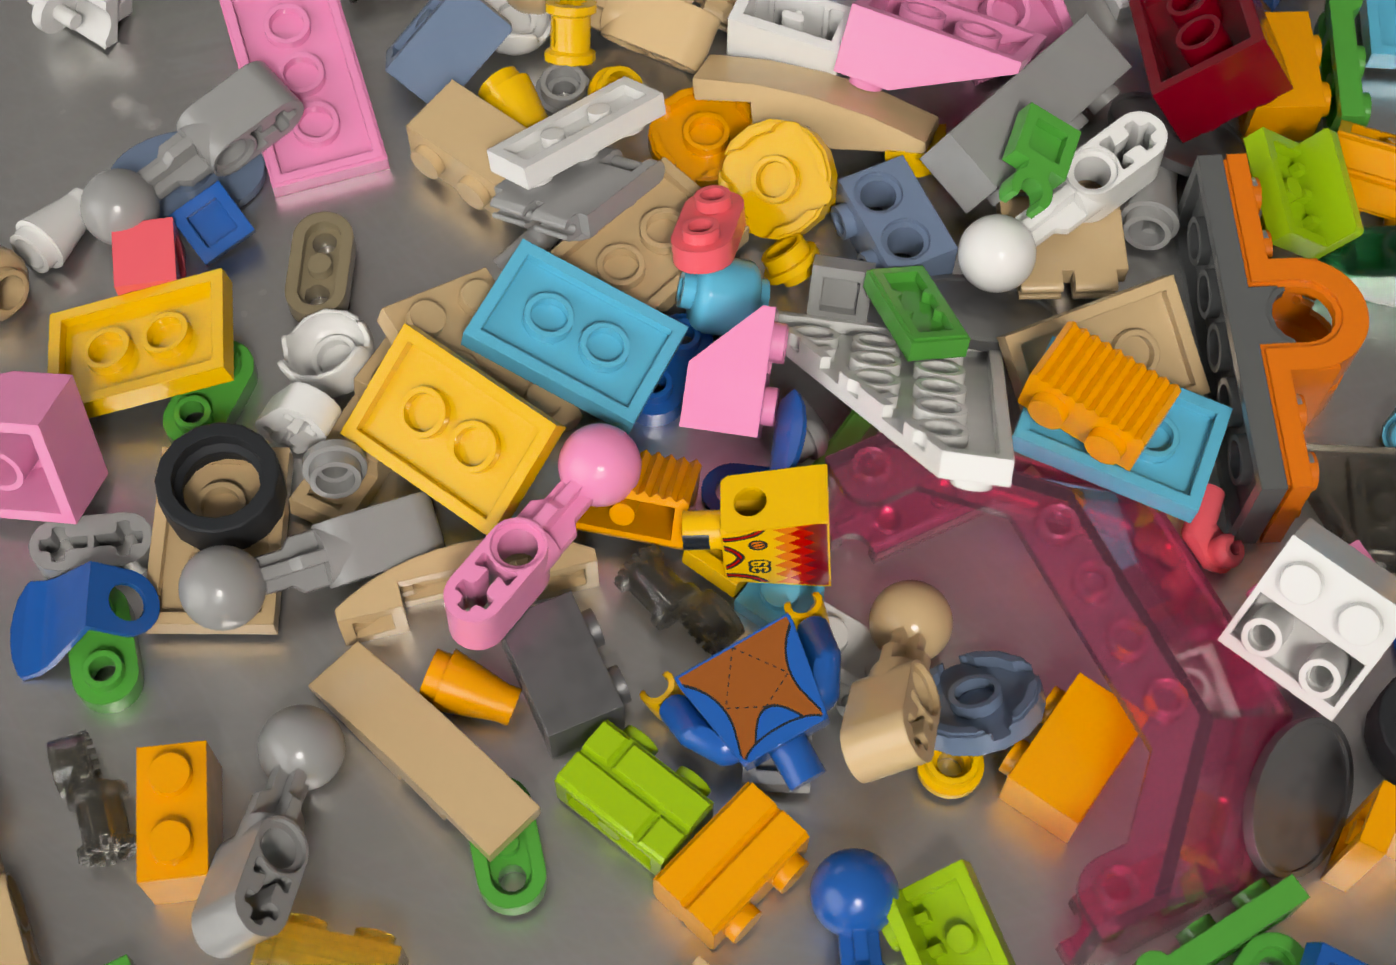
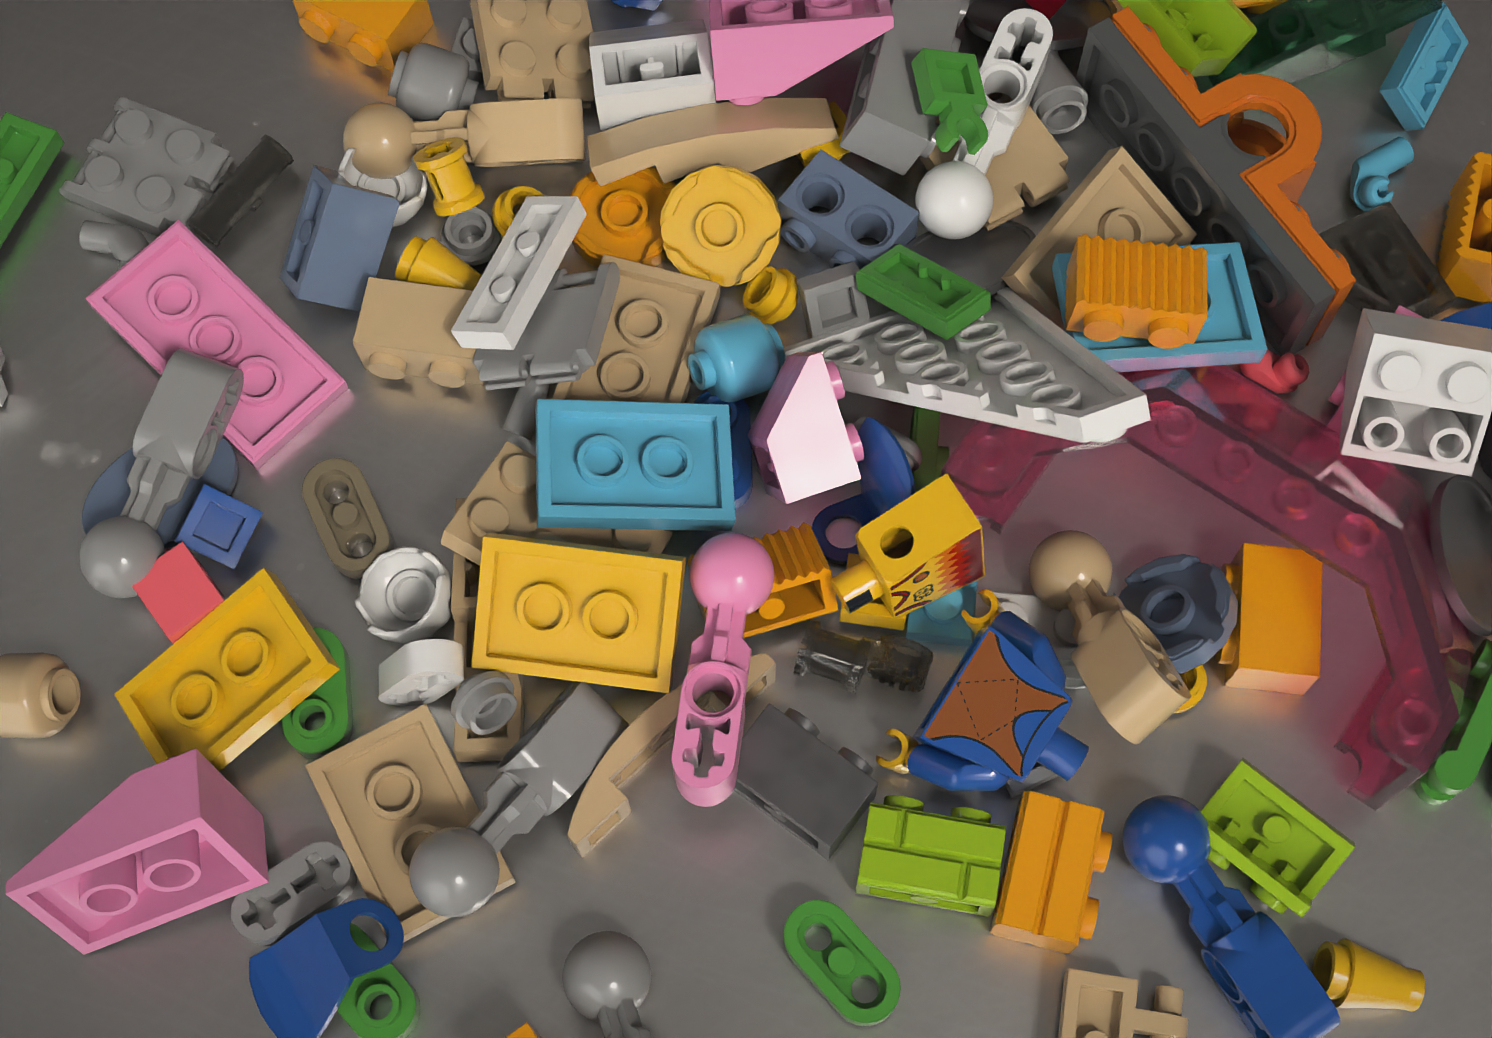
camera: 25 degrees left, 5 degrees up
(50, 233) = (65, 614): white cone -> none
(212, 444) = (359, 738): black tyre -> none
(425, 750) = (719, 916): tan slope -> none
(468, 689) = (719, 839): light orange cone -> none
(708, 230) = (694, 306): coral plate -> none

